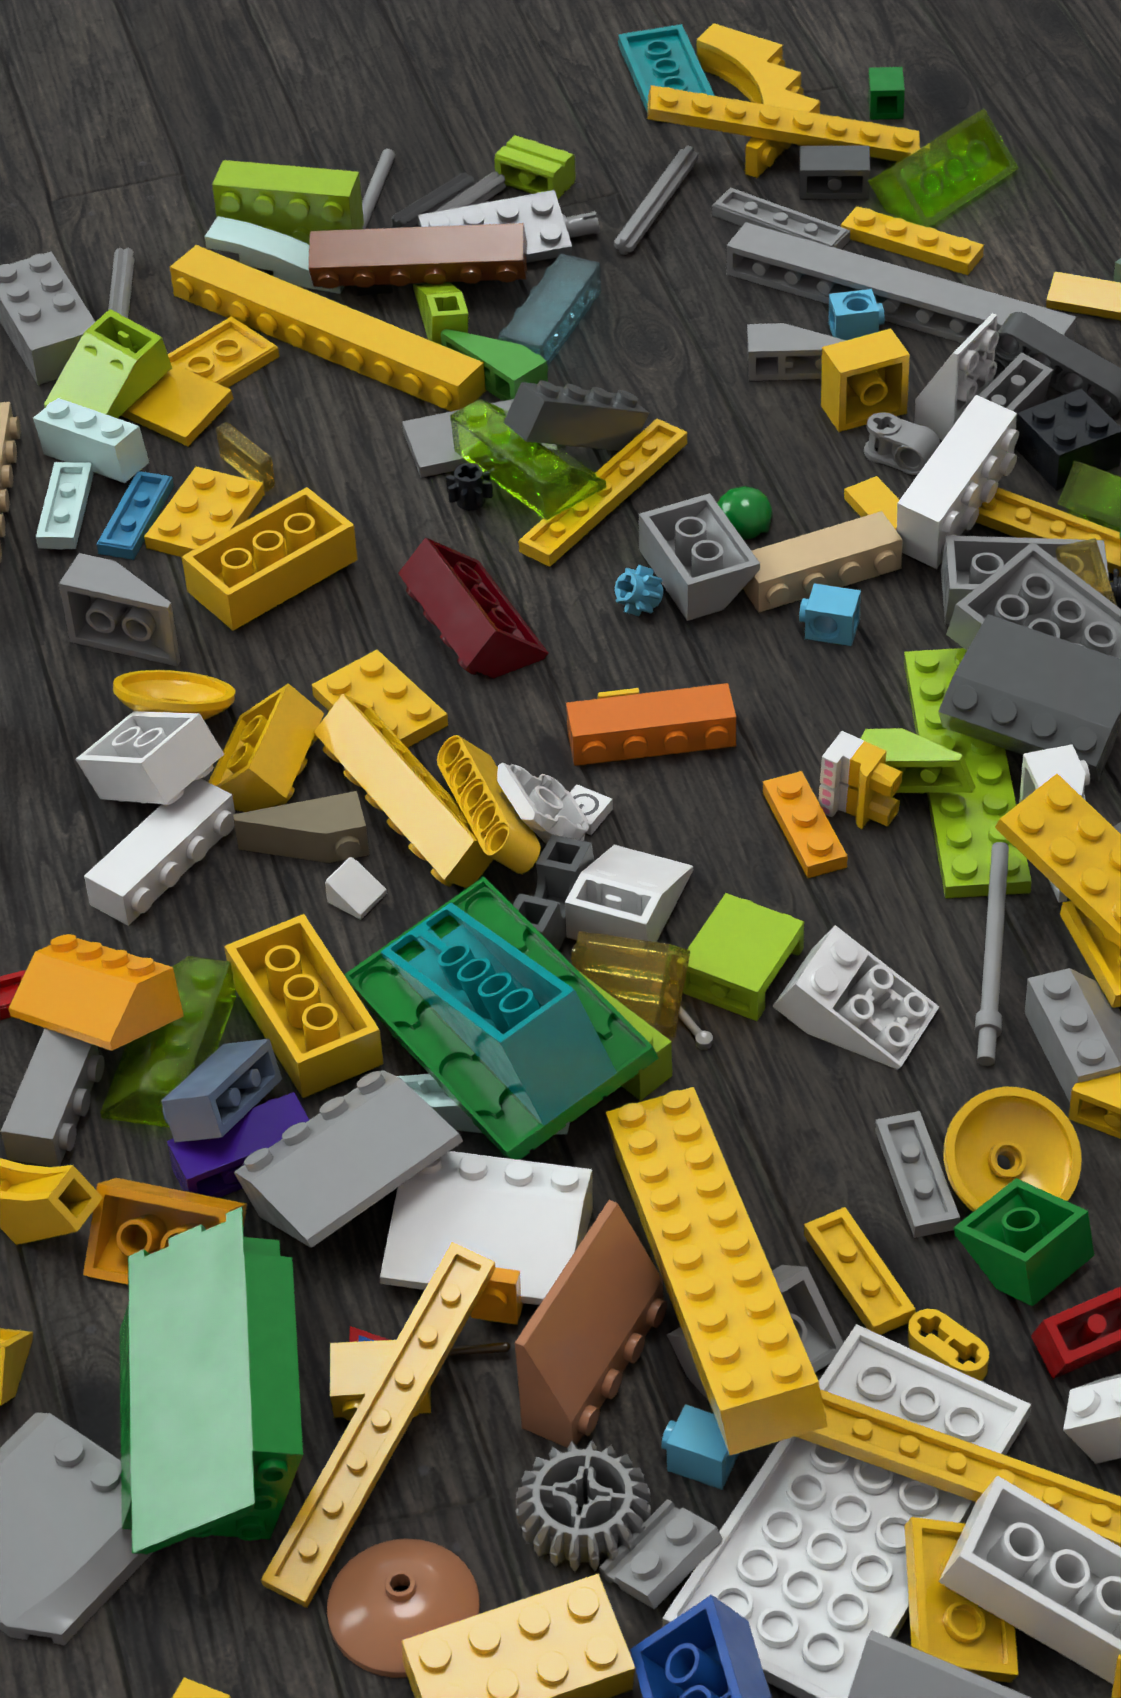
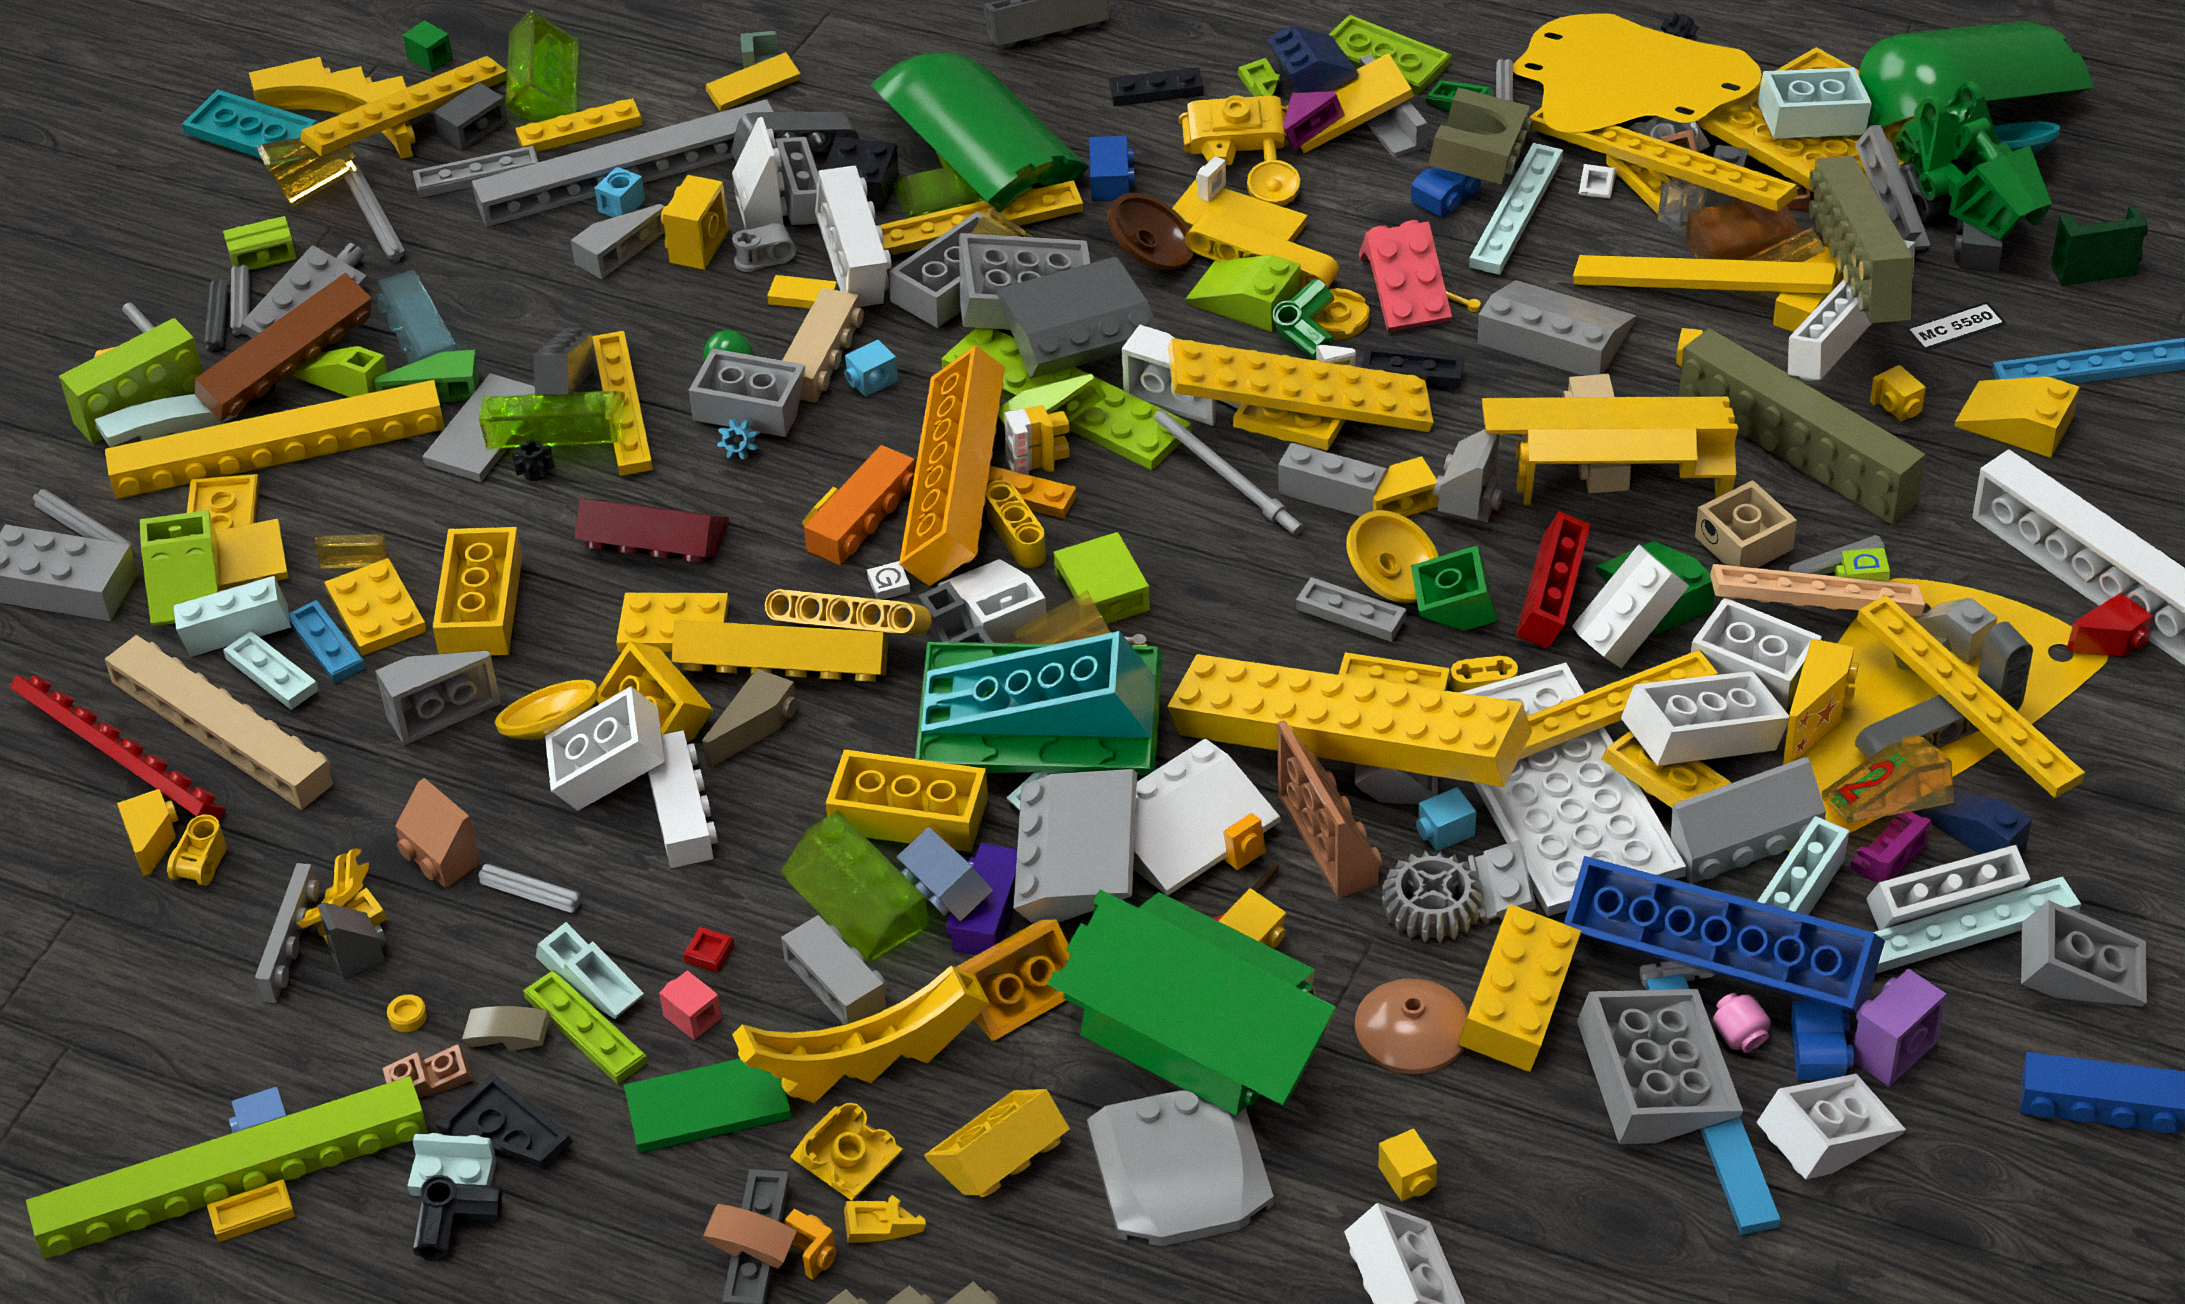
camera: 50 degrees left, 0 degrees up
(96, 993) = (791, 888): light orange slope -> none
(353, 889) = (826, 727): white slope -> none
(378, 1425) = (1287, 934): yellow plate -> none
(542, 803) = (886, 586): white slope -> none
(631, 133) = (303, 171): none -> clear yellow slope
(746, 844) = (1015, 524): none -> yellow beam
(754, 749) = (952, 467): none -> light orange brick
(856, 1001) = (1191, 554): white slope -> none

